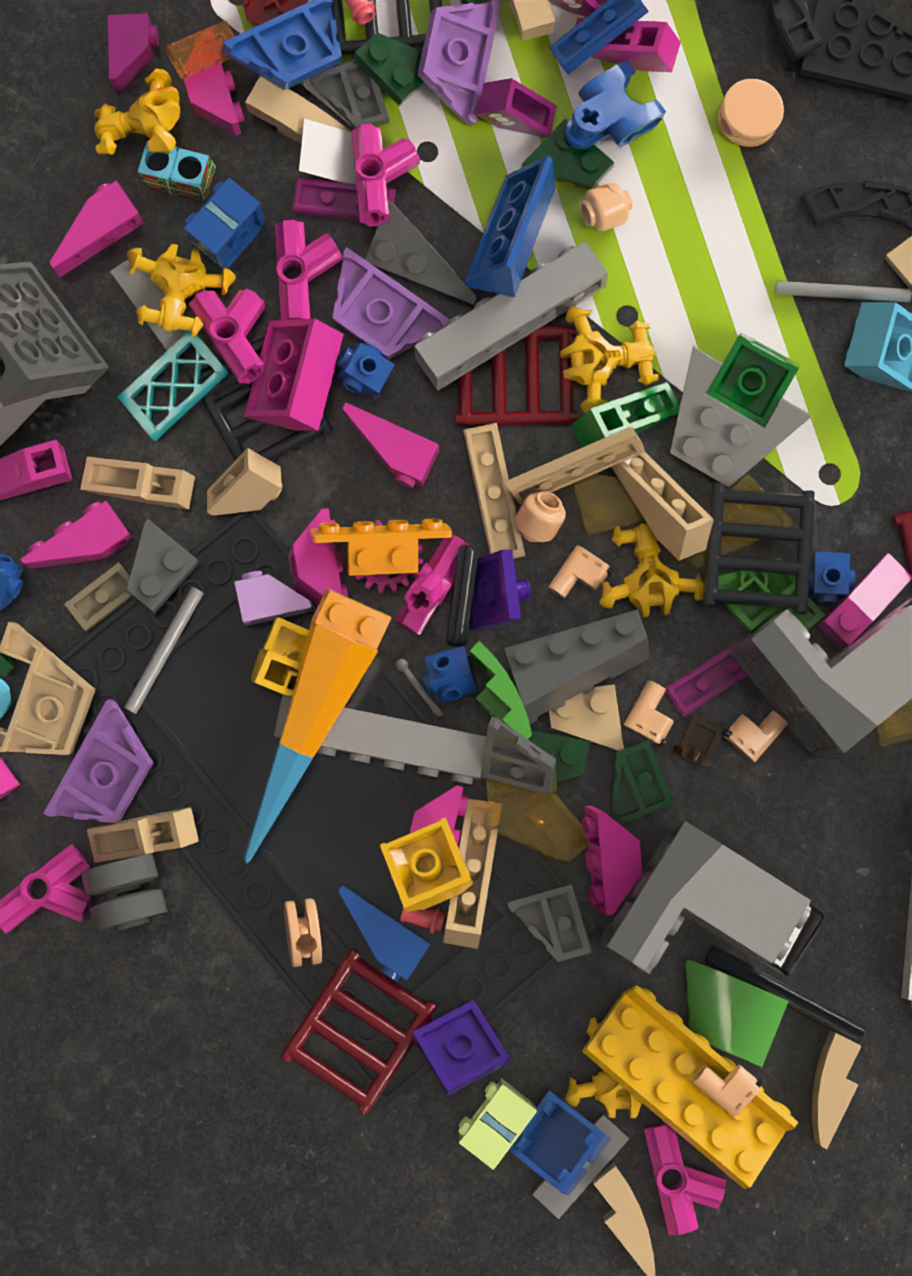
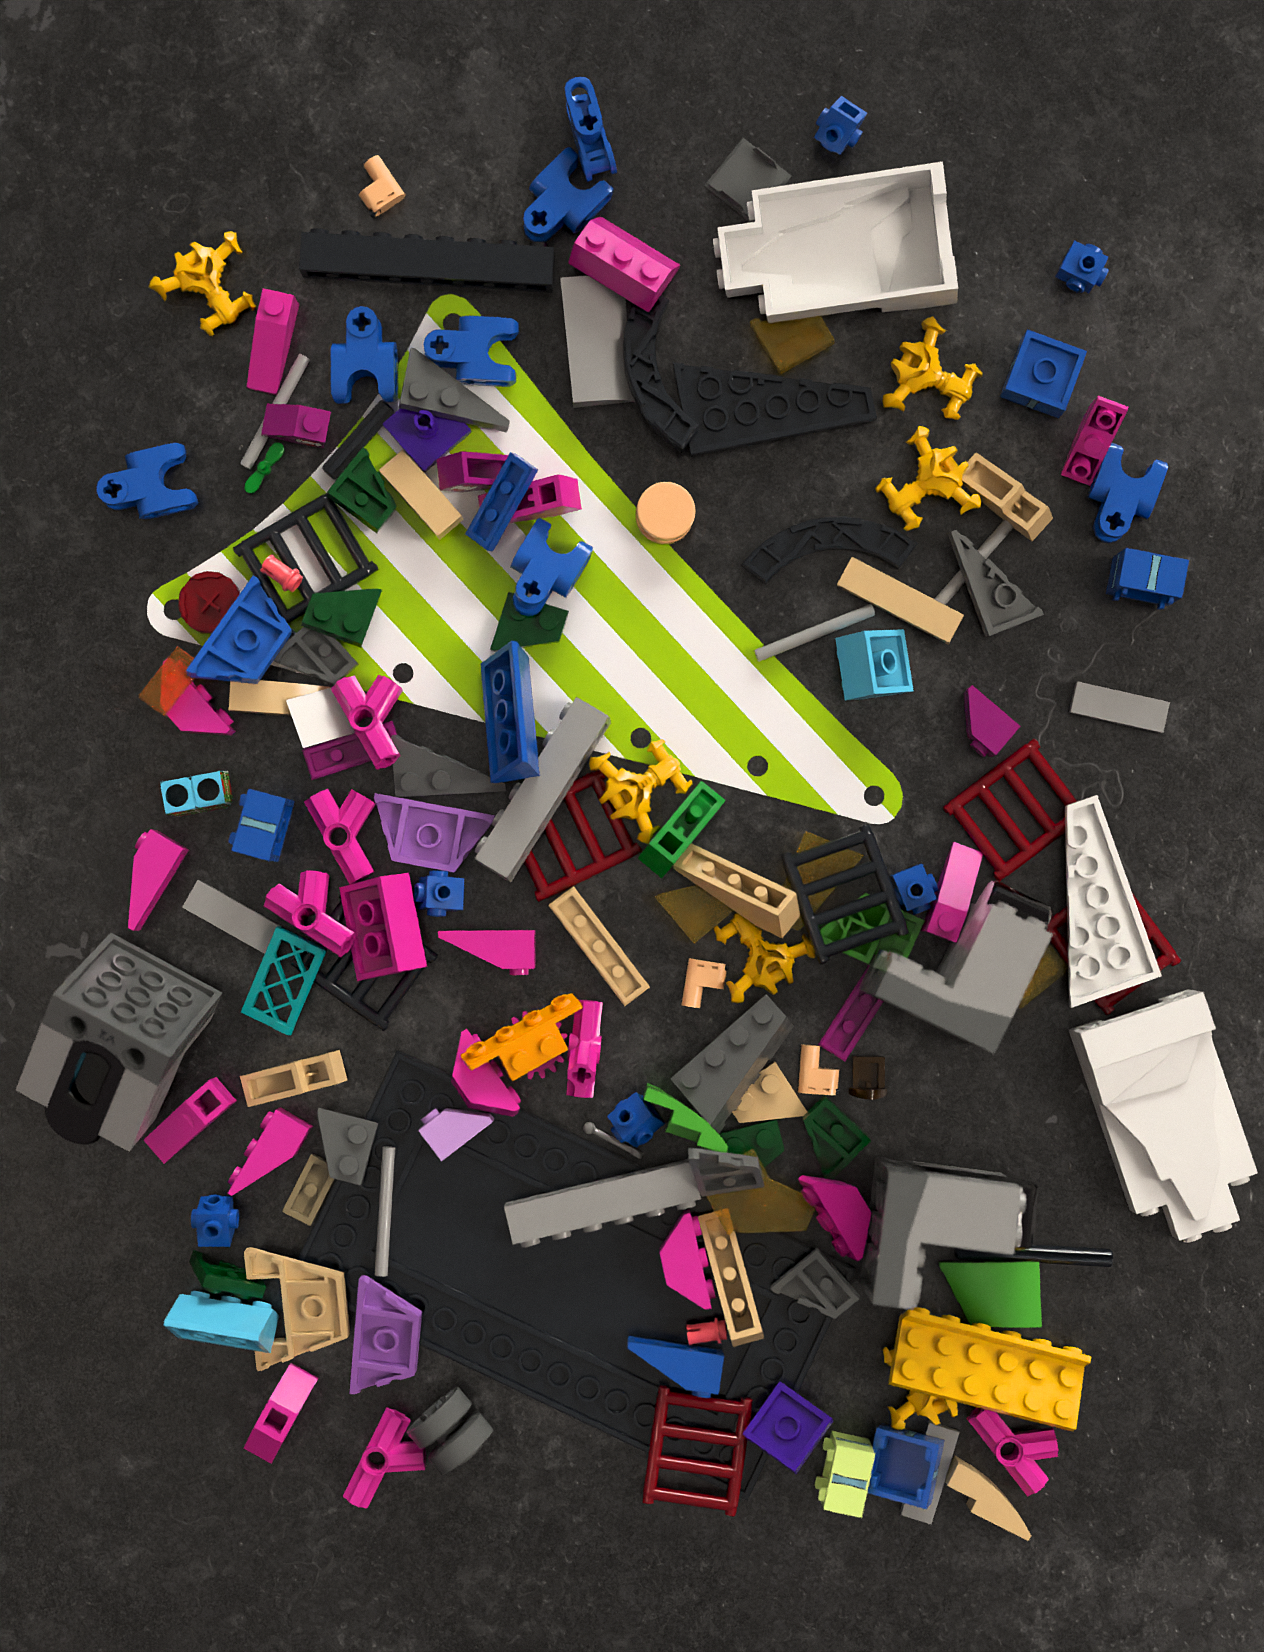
camera: 25 degrees left, 5 degrees up
(129, 47) = (103, 703): magenta slope -> none
(143, 835) = (442, 1374): tan slope -> none
(150, 115) = (152, 756): yellow piece -> none
(178, 280) = (245, 888): yellow piece -> none
(245, 485) = (386, 1040): tan slope -> none
(280, 657) = (501, 1172): yellow brick -> none
(303, 933) = (614, 1396): light nougat head -> none
(335, 658) = (534, 1161): light orange plate -> none
(427, 866) = (691, 1296): yellow slope -> none
(459, 54) = (391, 578): medium lavender wing -> none
(462, 595) = (613, 1048): black axle -> none
(497, 591) = (638, 1032): dark purple tile -> none
(516, 108) = (463, 603): magenta slope -> none
(540, 516) = (648, 950): light nougat head -> none
(577, 465) = (658, 895): tan tile -> none
(605, 207) = (580, 655): light nougat head -> none
(719, 437) = (768, 811): light grey wing -> none
(732, 1092) = (1026, 1360): light nougat piece -> none
(753, 379) = (773, 750): green slope -> none
(754, 740) = (913, 1054): light nougat piece -> none
(831, 1088) = (1106, 1312): tan slope -> none

